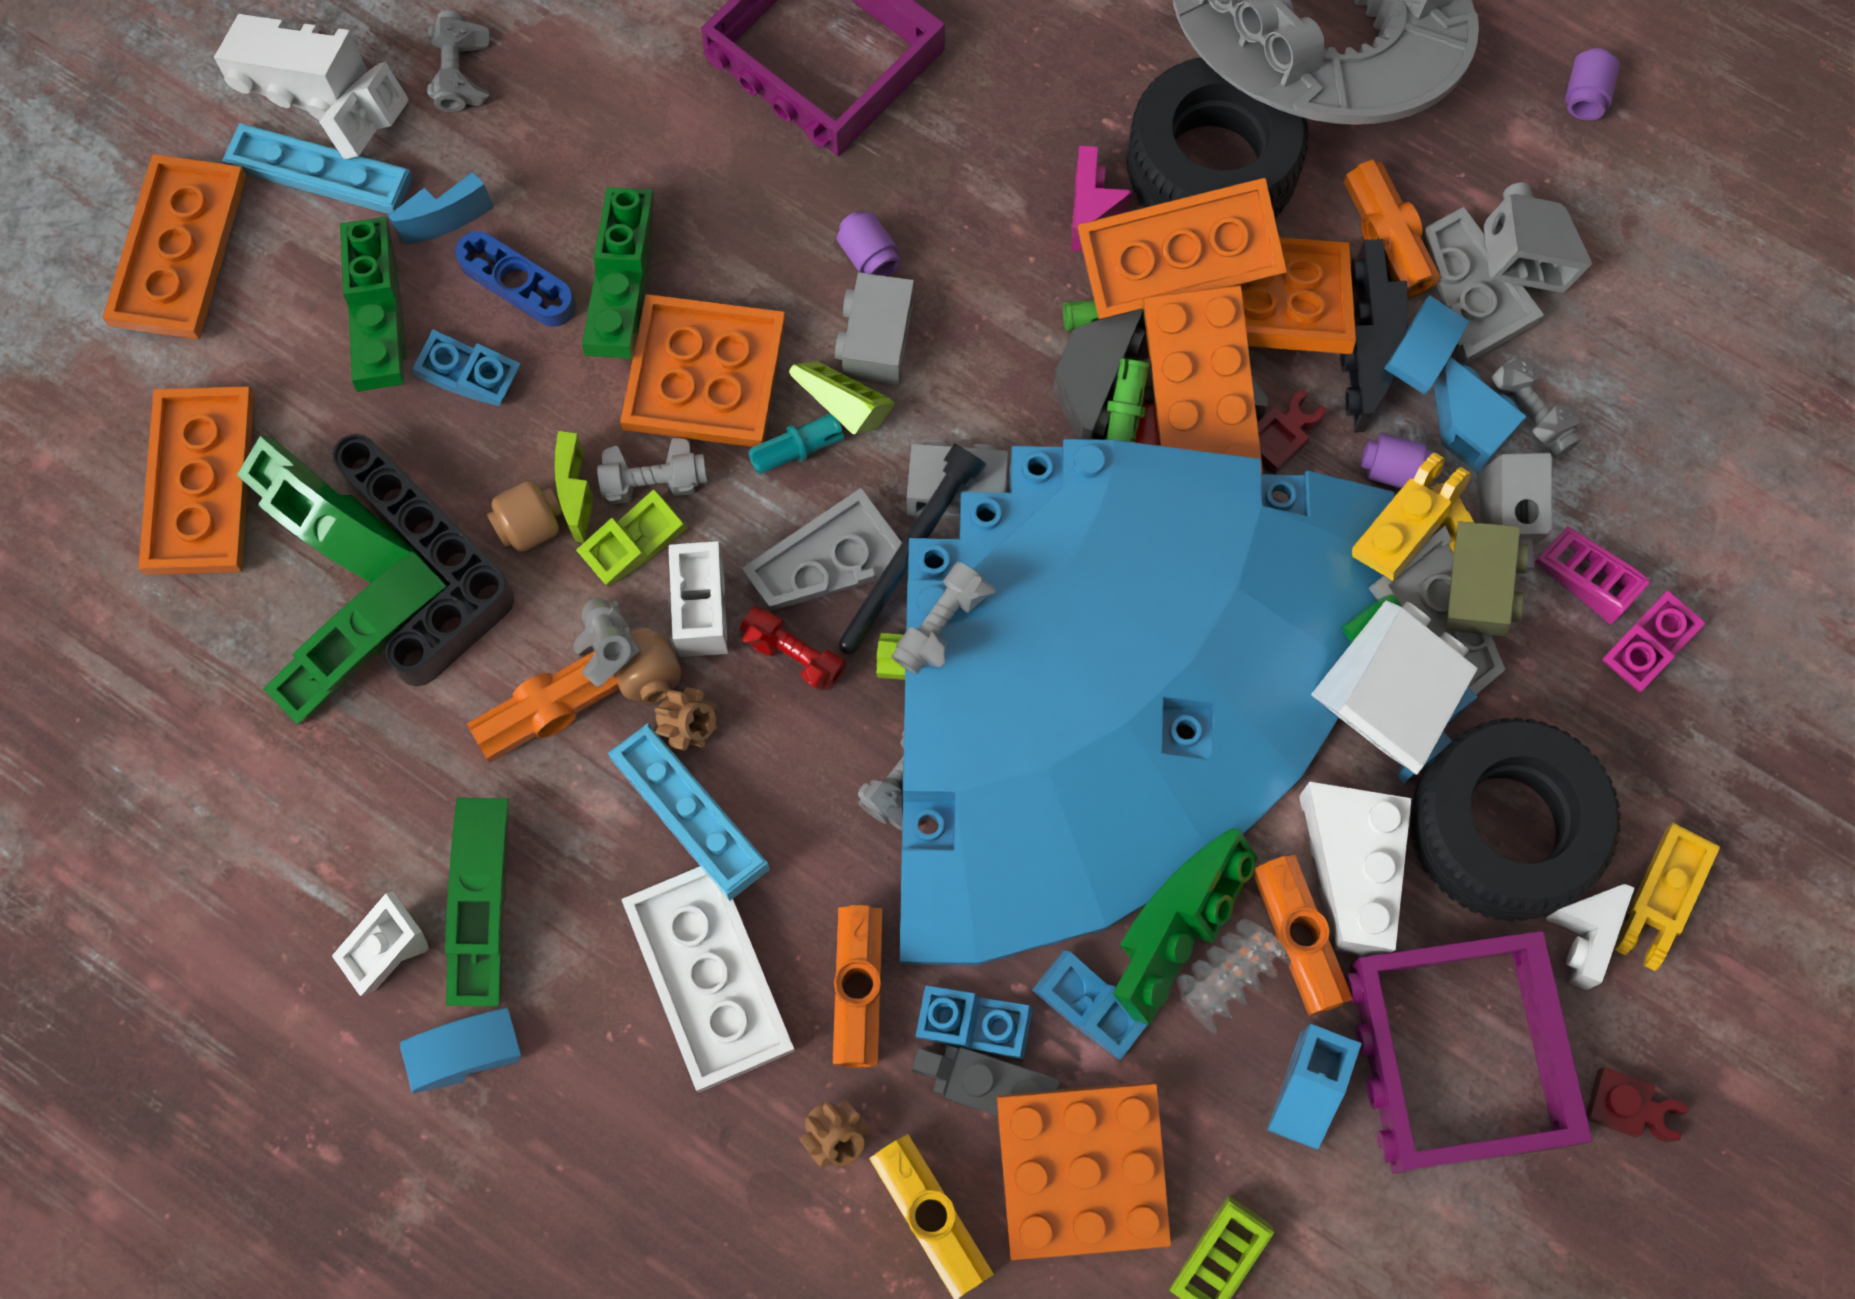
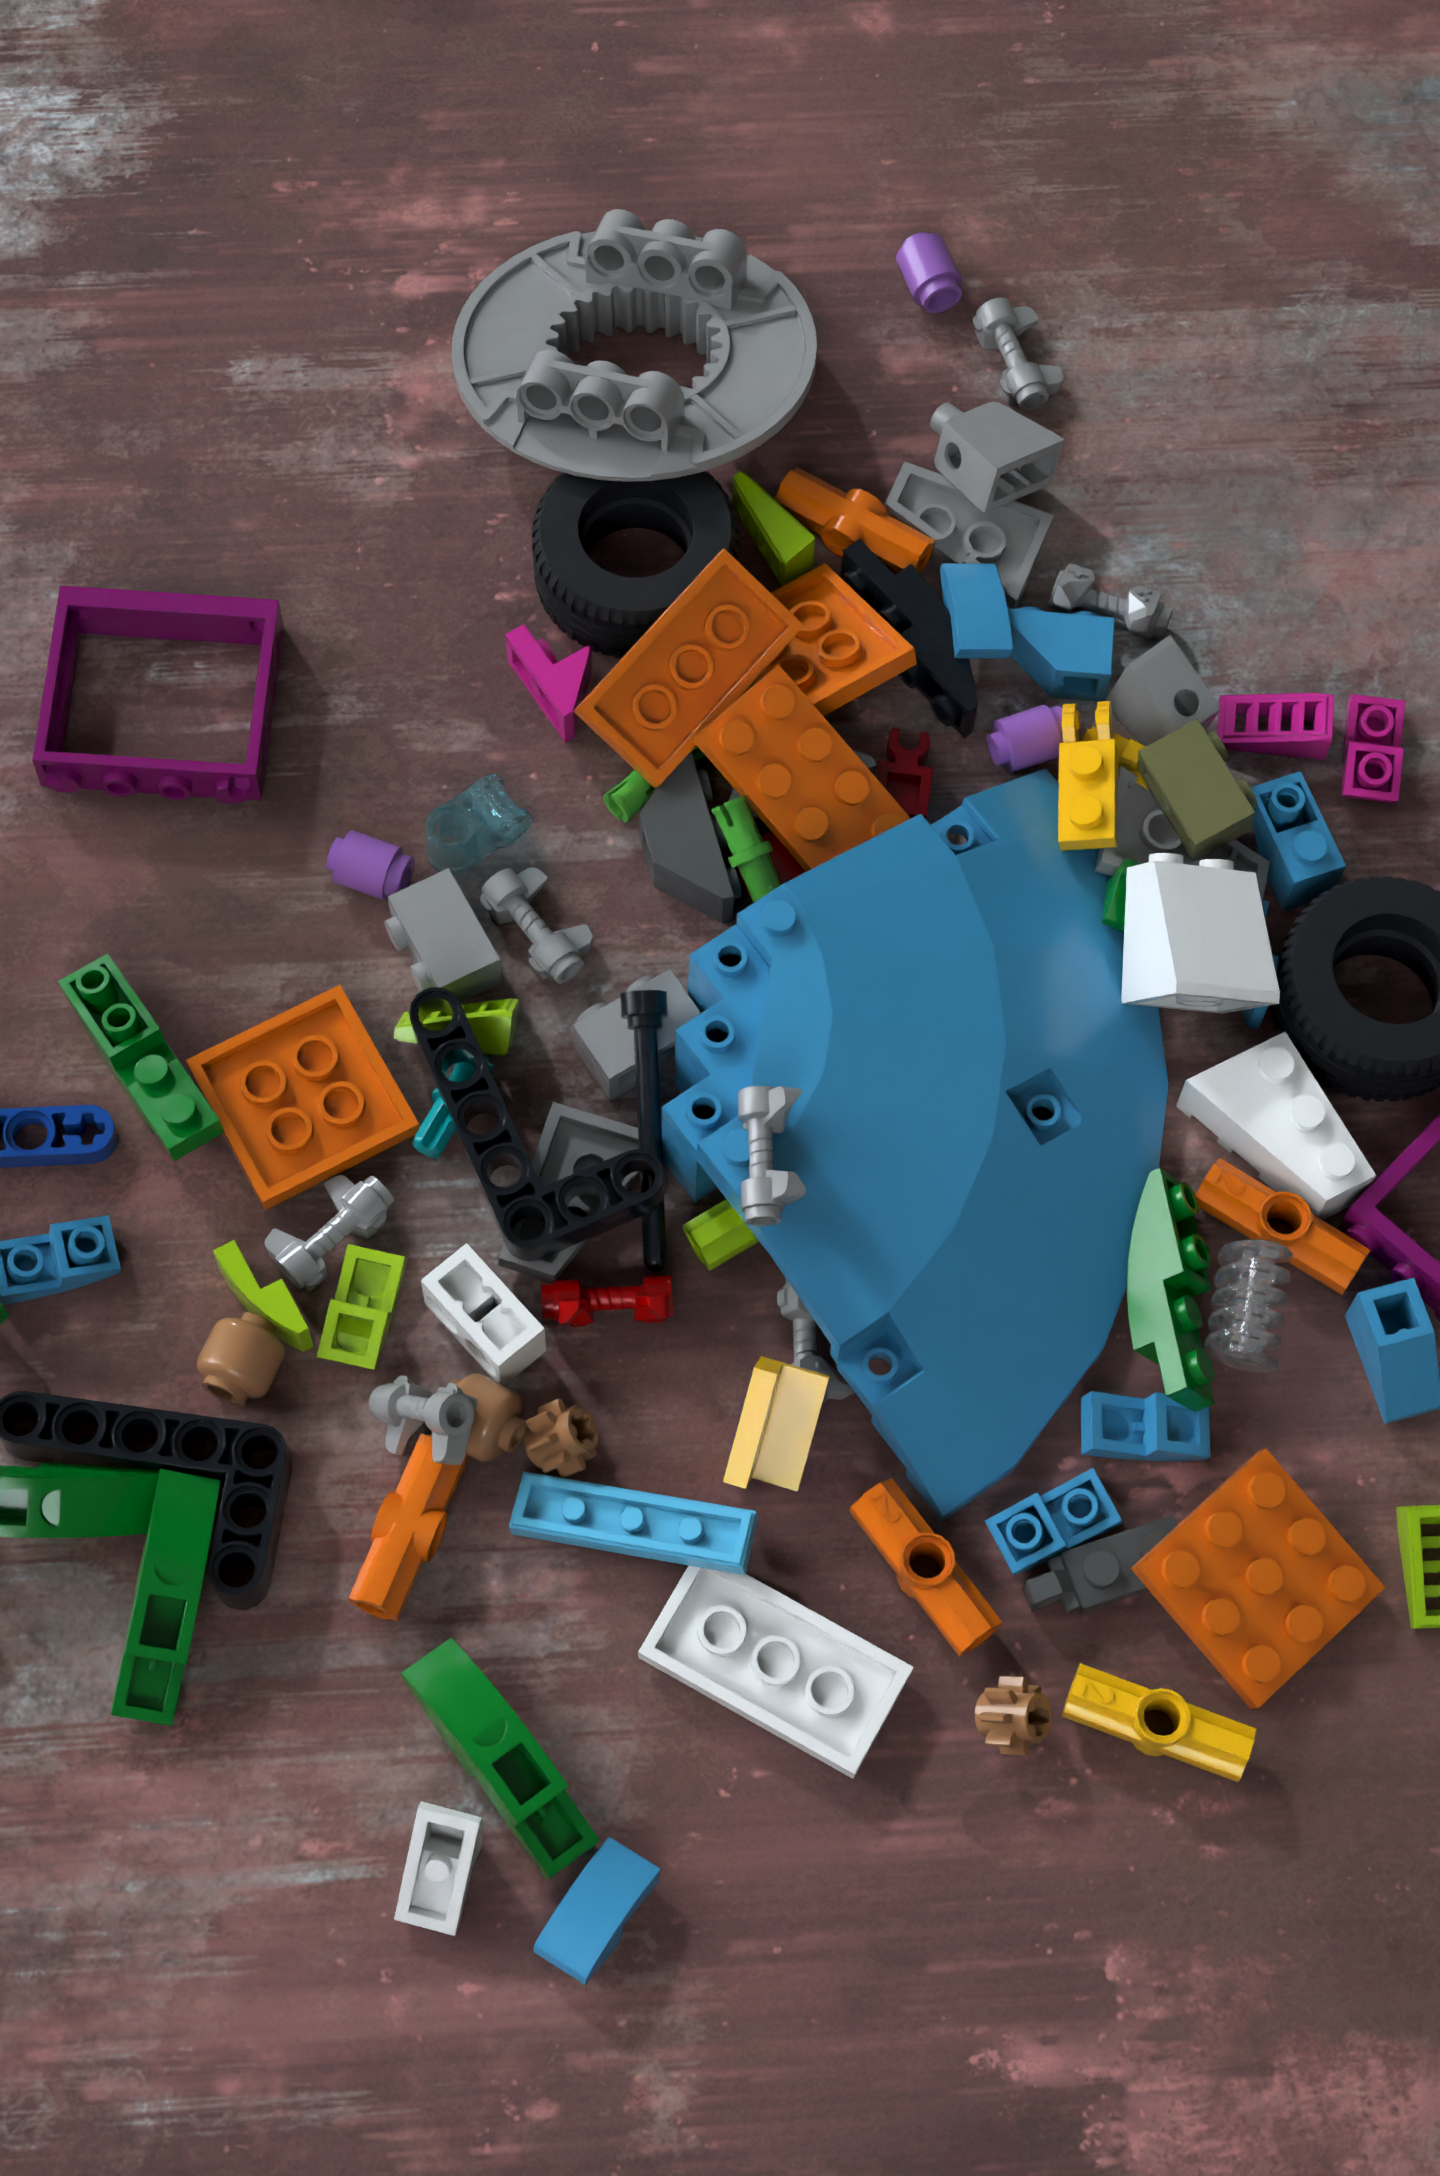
camera: 40 degrees left, 5 degrees down
(798, 493) = (504, 1147): none -> black beam
(831, 813) = (776, 1425): none -> yellow panel
(944, 387) = (552, 953): none -> light grey piece
(962, 264) = (481, 818): none -> clear light blue piece
(1330, 204) = (777, 534): none -> lime slope
(1534, 666) = (1295, 841): none -> dark azure slope
(1600, 205) = (1023, 381): none -> light grey piece

